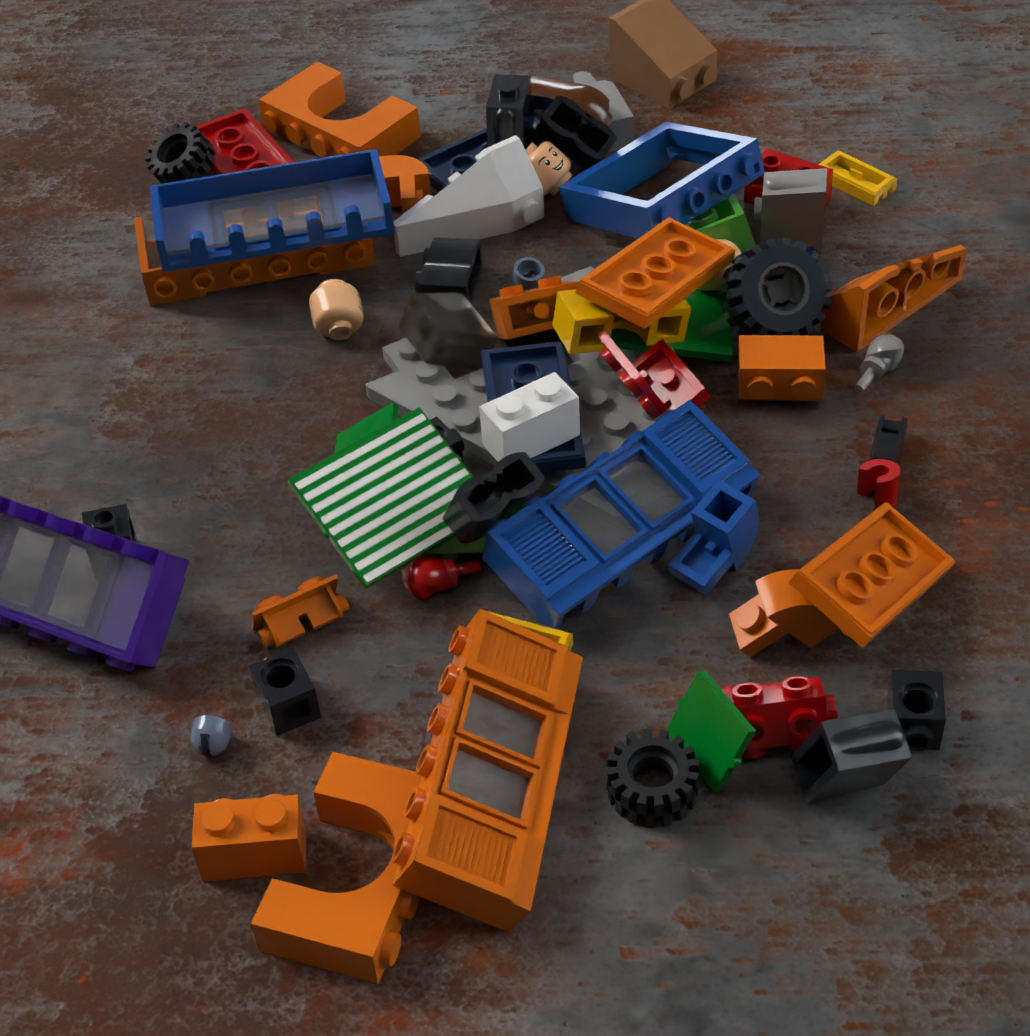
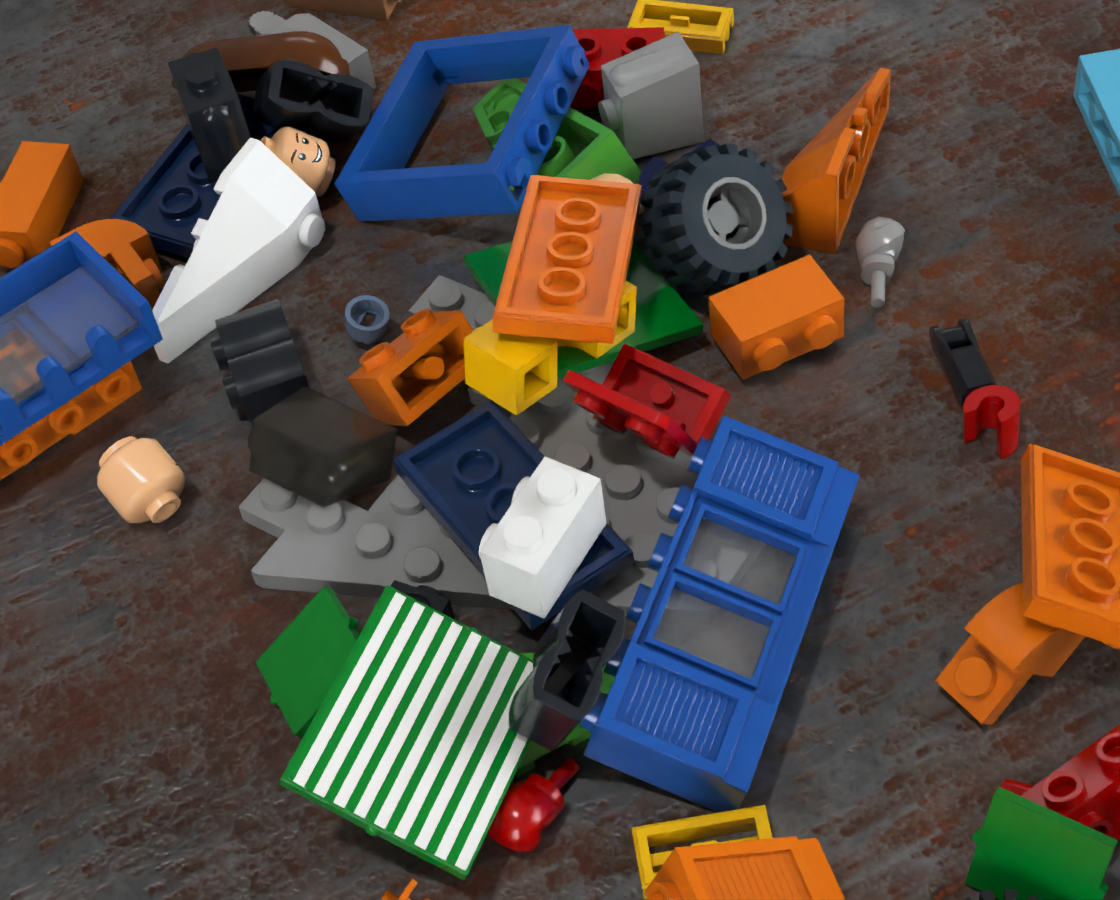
camera: 25 degrees left, 5 degrees up
(723, 536) = (862, 588): blue brick -> none

